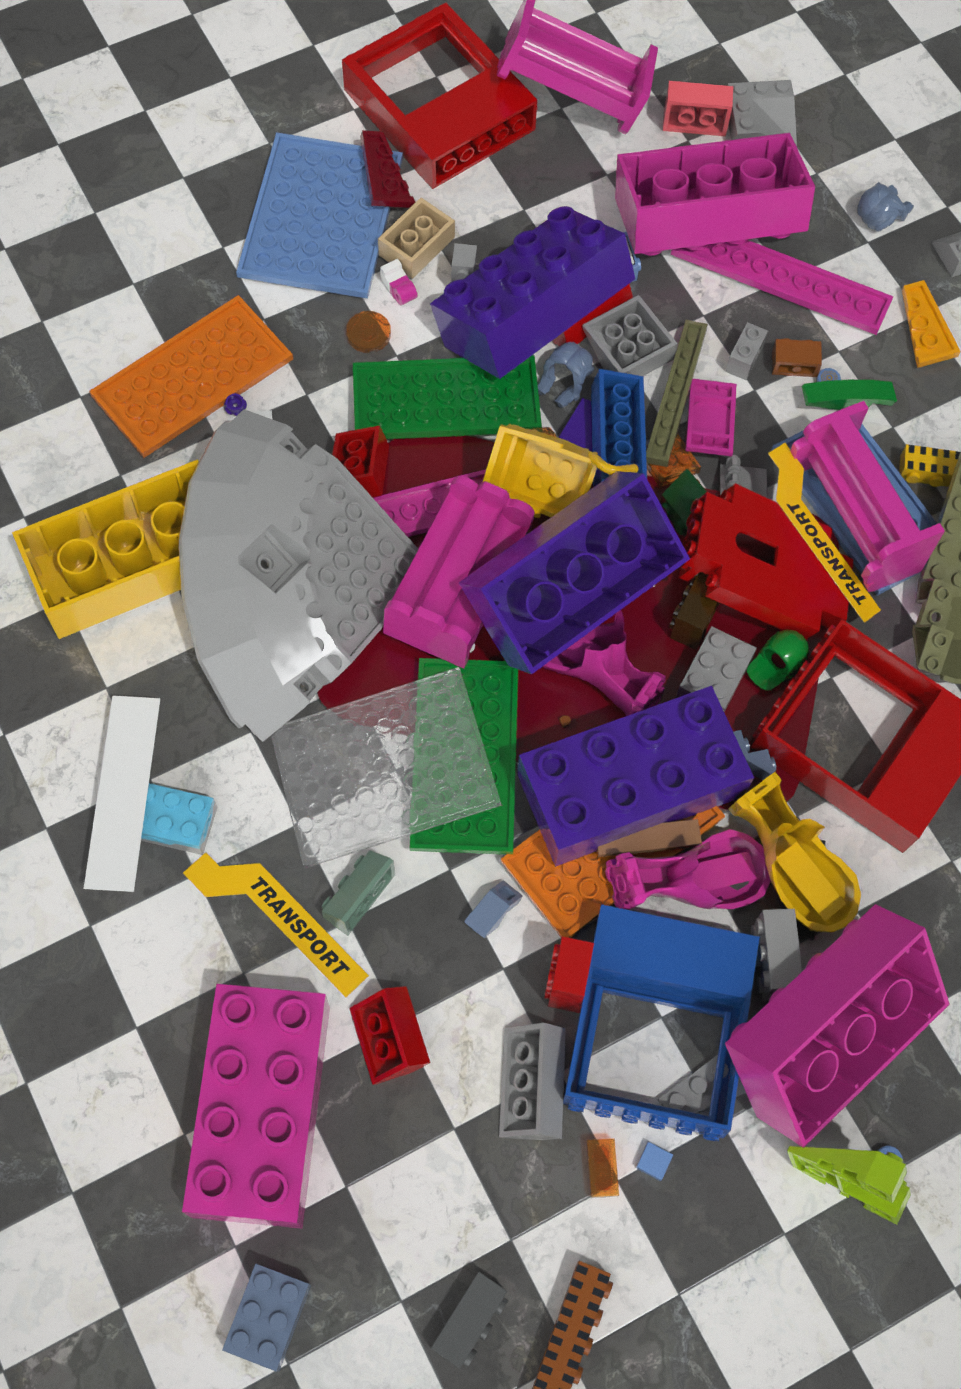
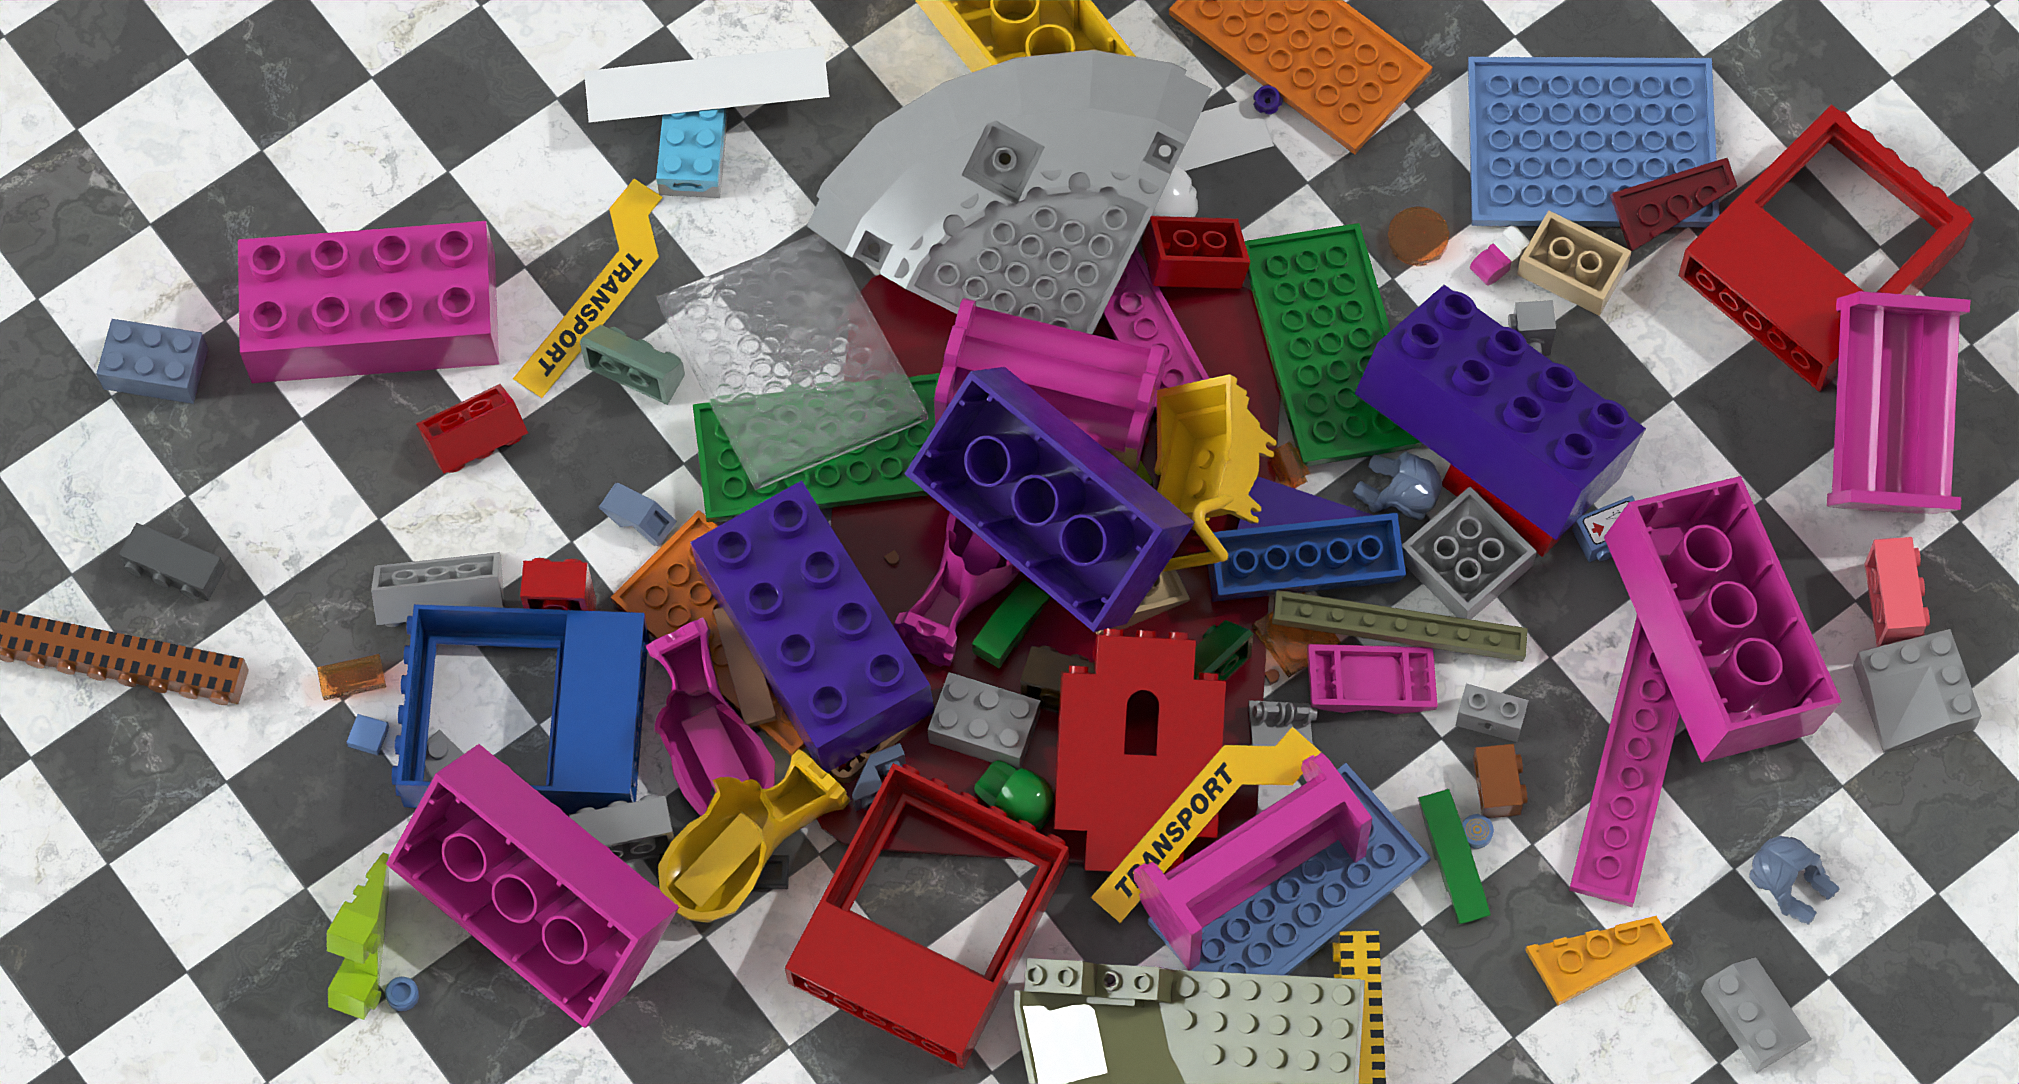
camera: 85 degrees right, 0 degrees up
(645, 646) = (1010, 623): none -> green slope

